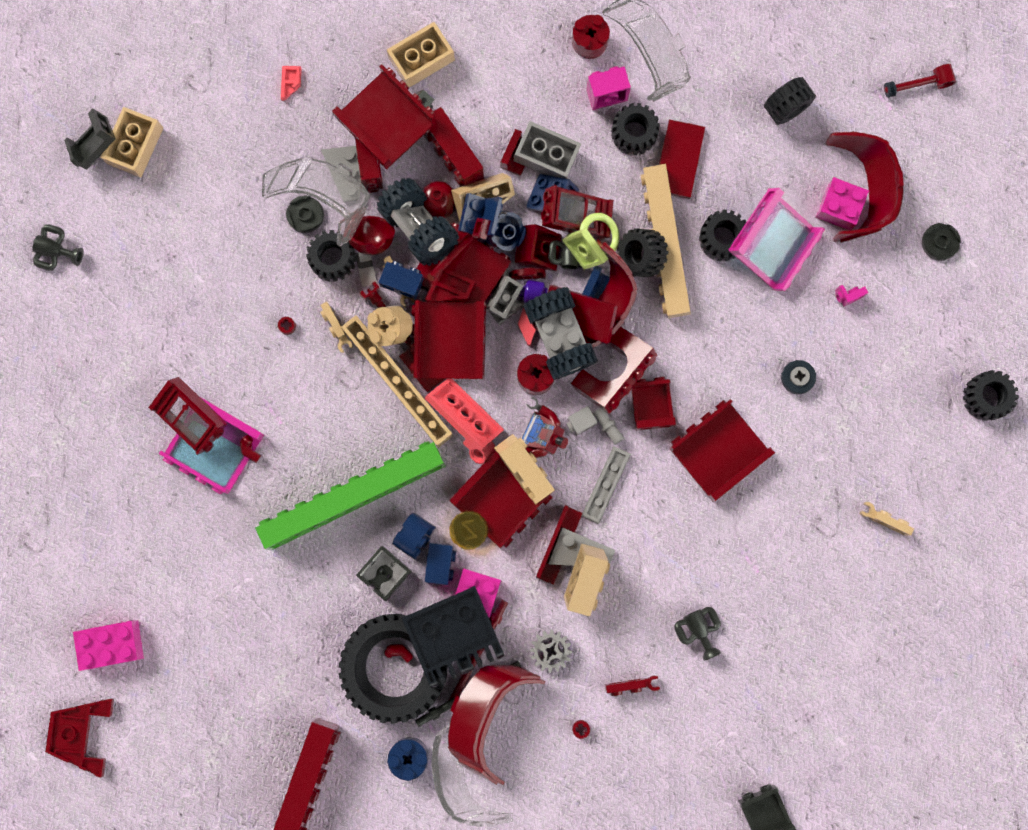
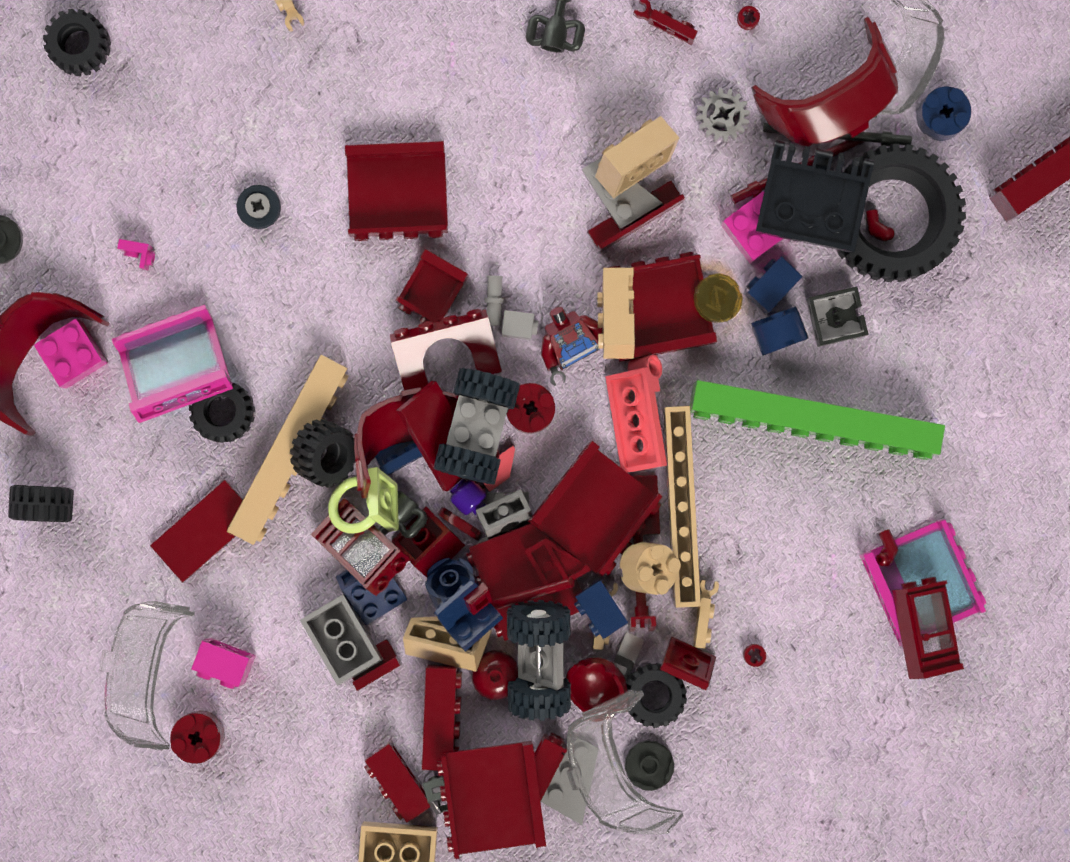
camera: 150 degrees left, 5 degrees up
(323, 288) = (688, 663): none -> dark red plate
(452, 95) = (397, 782): none -> dark red brick
(606, 484) = (541, 242): light grey tile -> none
(640, 115) = (206, 599): black tyre -> none

